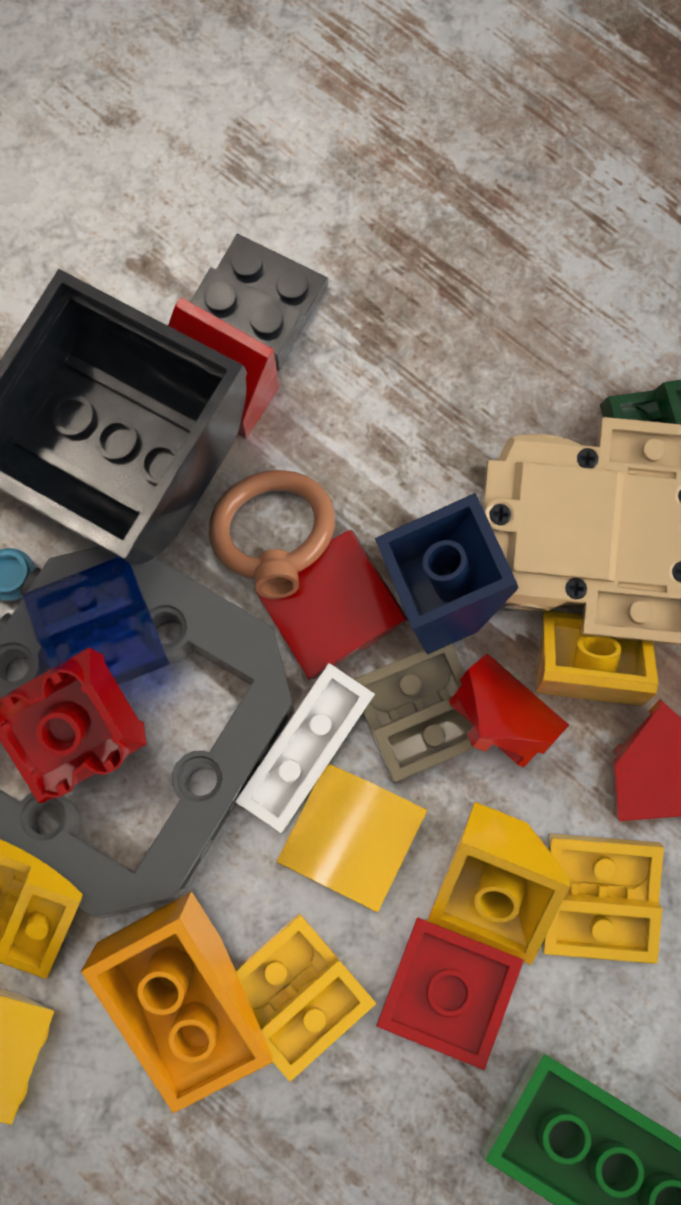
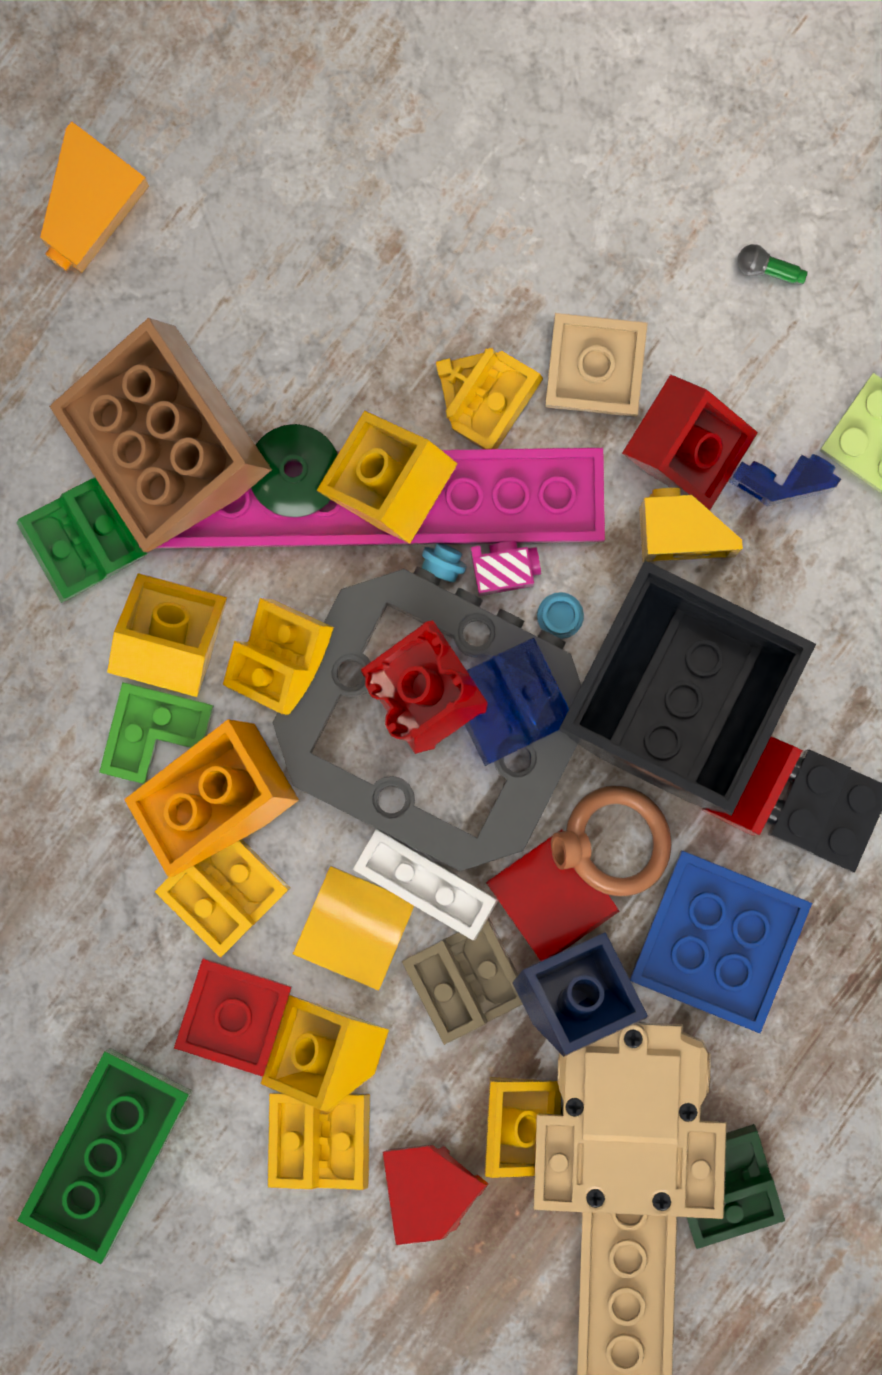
camera: 85 degrees right, 10 degrees up
(79, 1085) = (143, 718): none -> bright green plate
(393, 422) = (720, 941): none -> blue plate
(505, 712) = (466, 1052): red slope -> none

